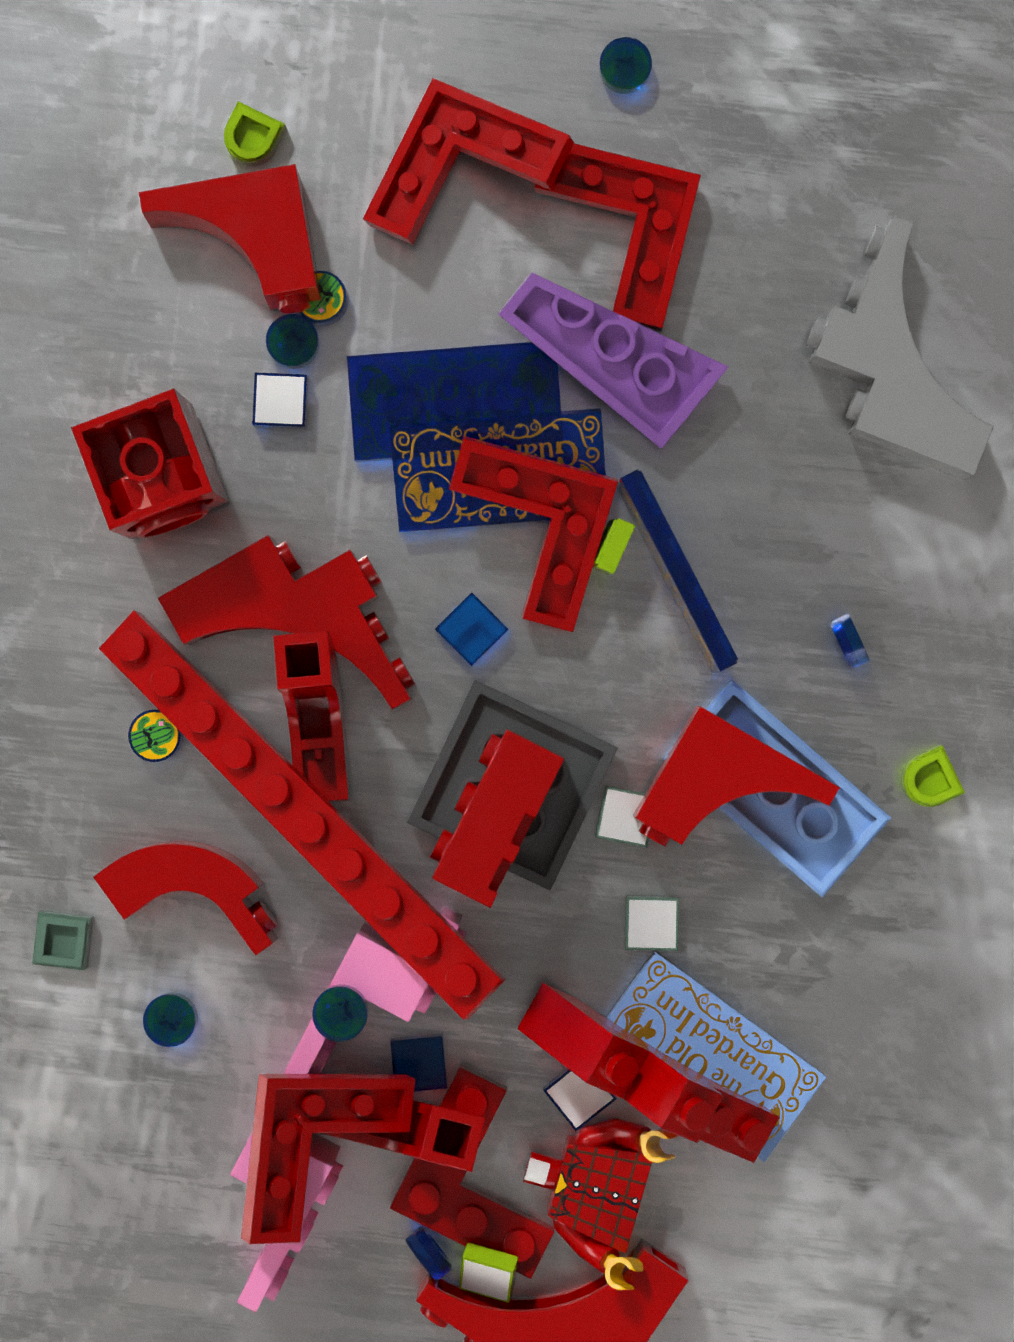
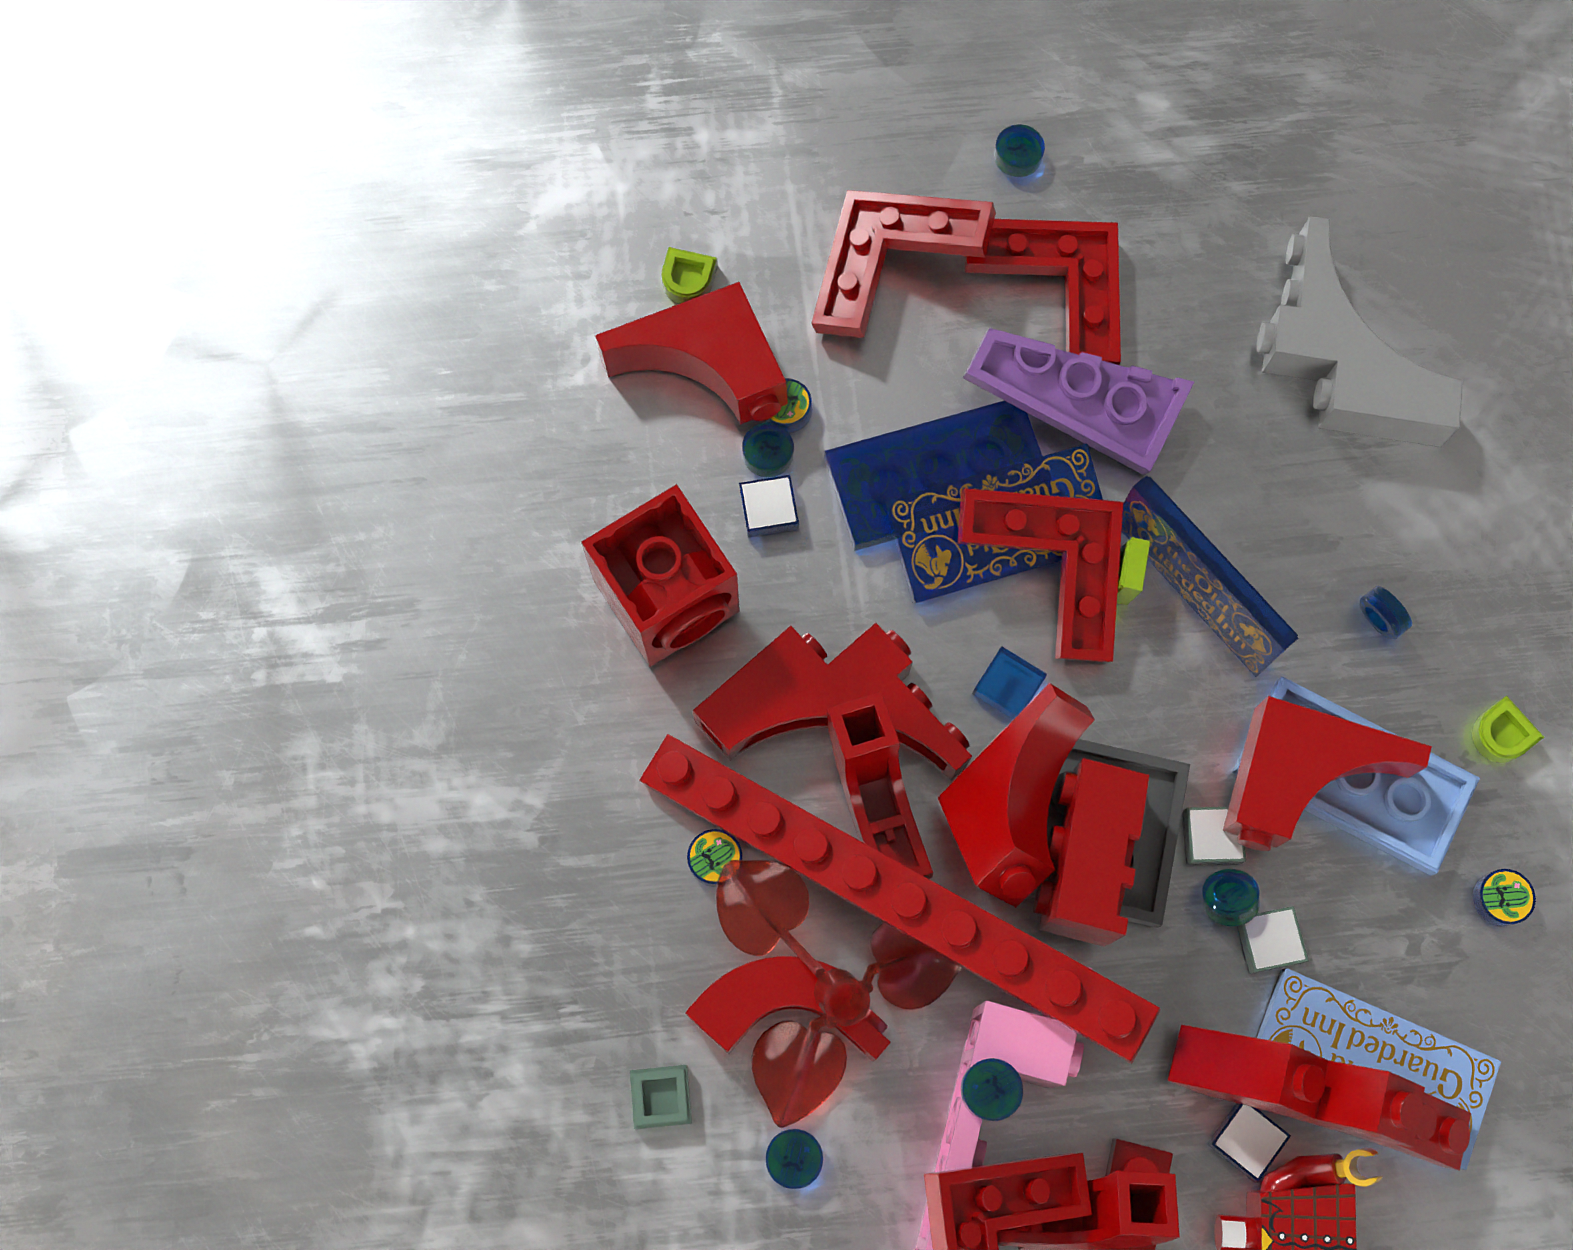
camera: 15 degrees left, 15 degrees down
(182, 938) = (795, 1064): none -> clear red plant
(422, 1059) = (1072, 1135): clear blue tile -> none
(426, 747) = (1005, 796): none -> red arch
(623, 877) = (1231, 897): none -> tile
(879, 932) = (1504, 897): none -> tile

